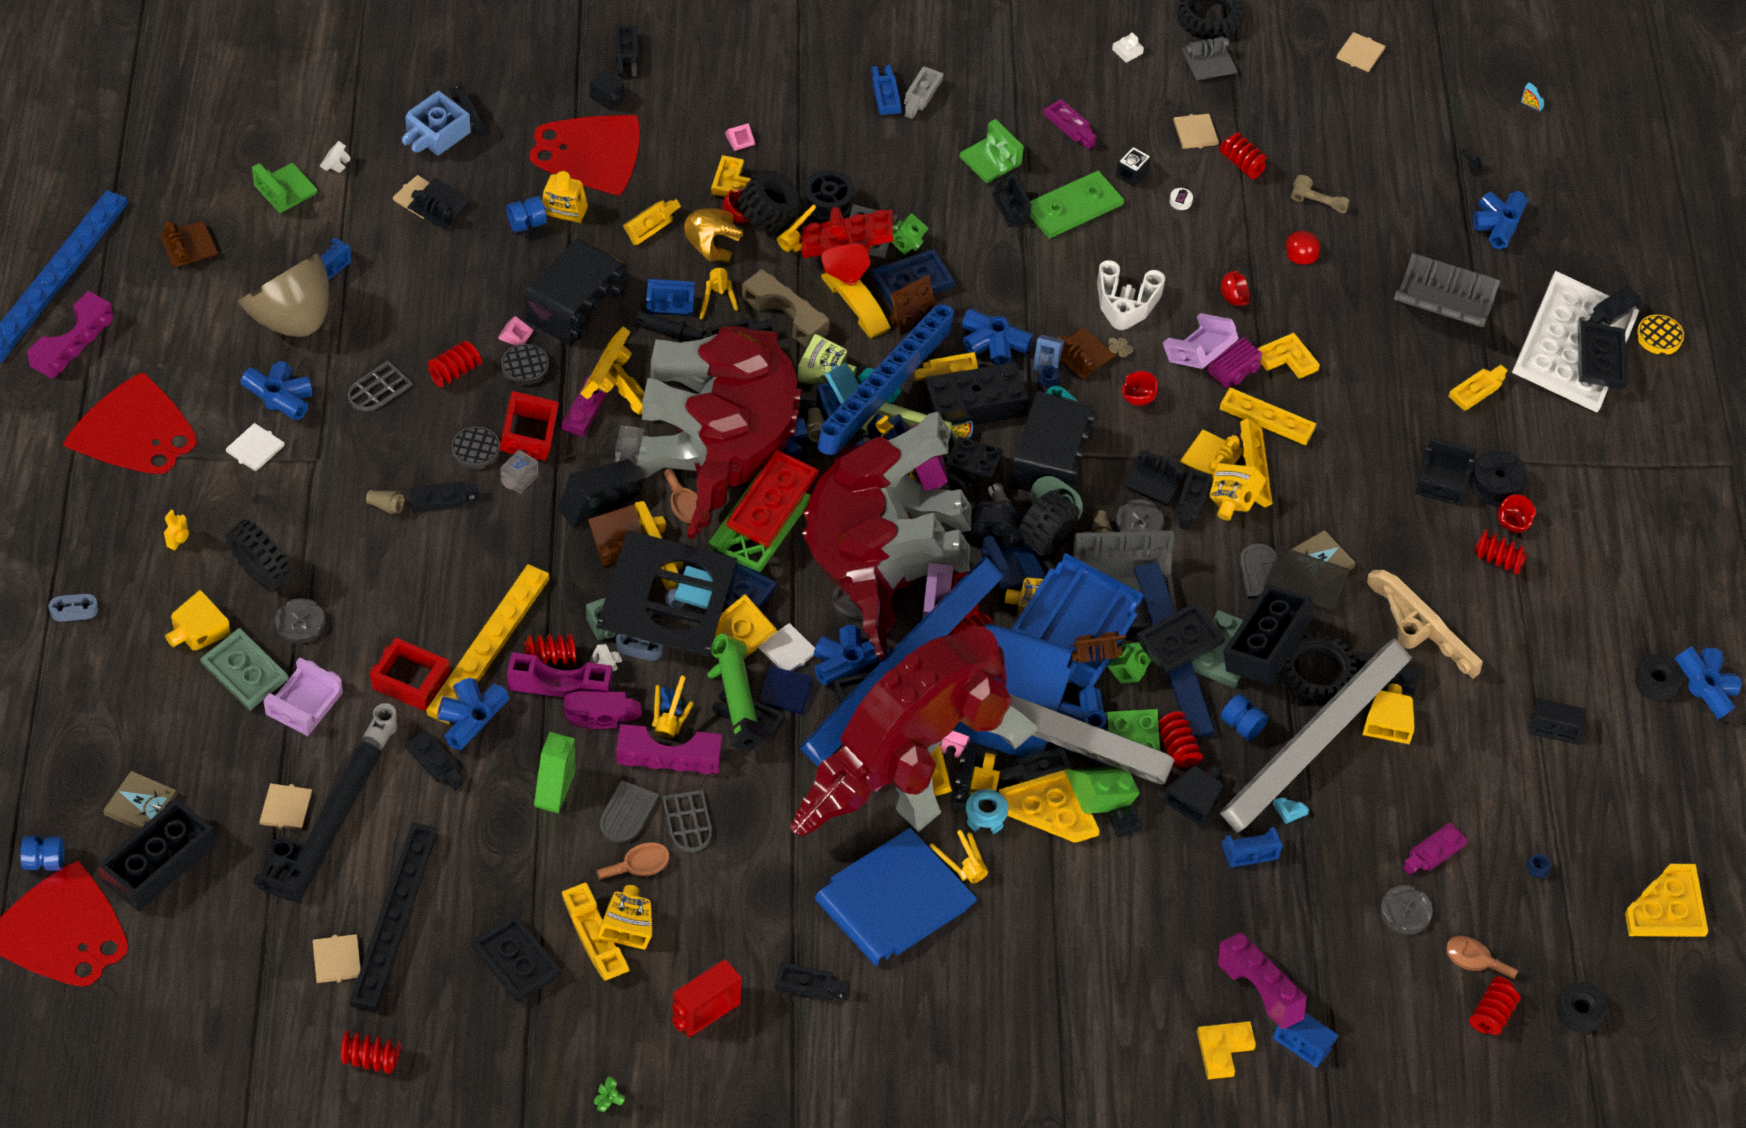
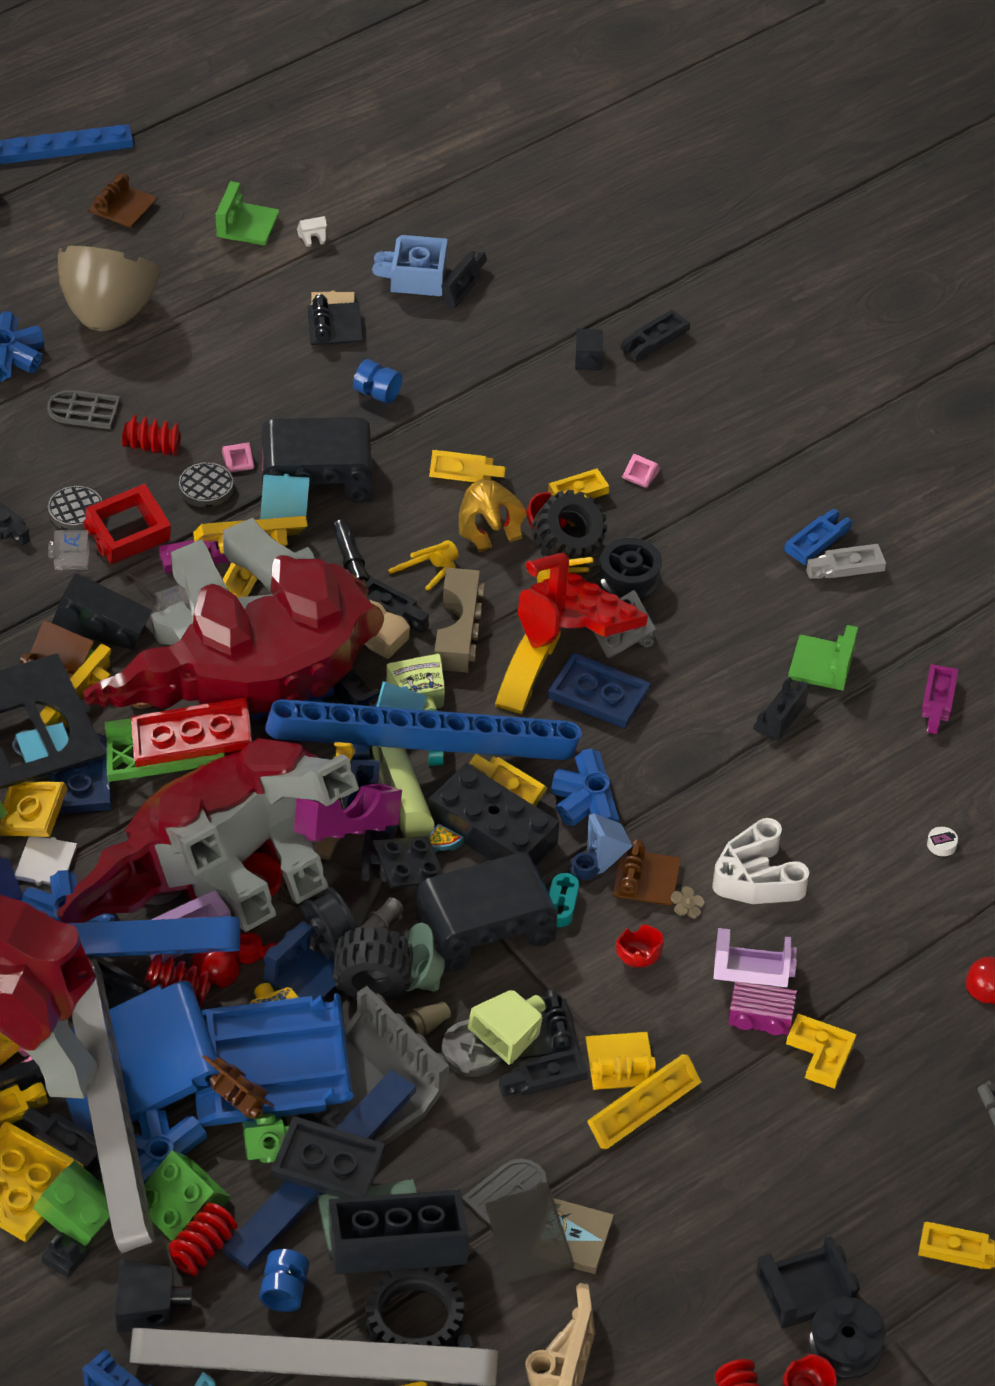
camera: 55 degrees right, 5 degrees down
(336, 257) = (187, 297): blue hinge -> none
(565, 198) = (420, 384): yellow torso -> none
(594, 328) = (284, 496): none -> medium azure piece
(598, 150) = (517, 390): red piece -> none
(670, 297) = (386, 533): blue hinge -> none
(909, 234) = (644, 652): bright green brick -> none
(912, 304) = (557, 699): reddish brown hinge -> none
(1074, 204) = (837, 760): bright green plate -> none
(1133, 166) = (937, 776): black brick -> none
(1149, 488) = (507, 1023): none -> yellowish green torso
(1235, 289) = (862, 951): red hair -> none
(1235, 488) = (578, 1098): yellow torso -> none
(1268, 416) = (720, 1078): yellow plate -> none

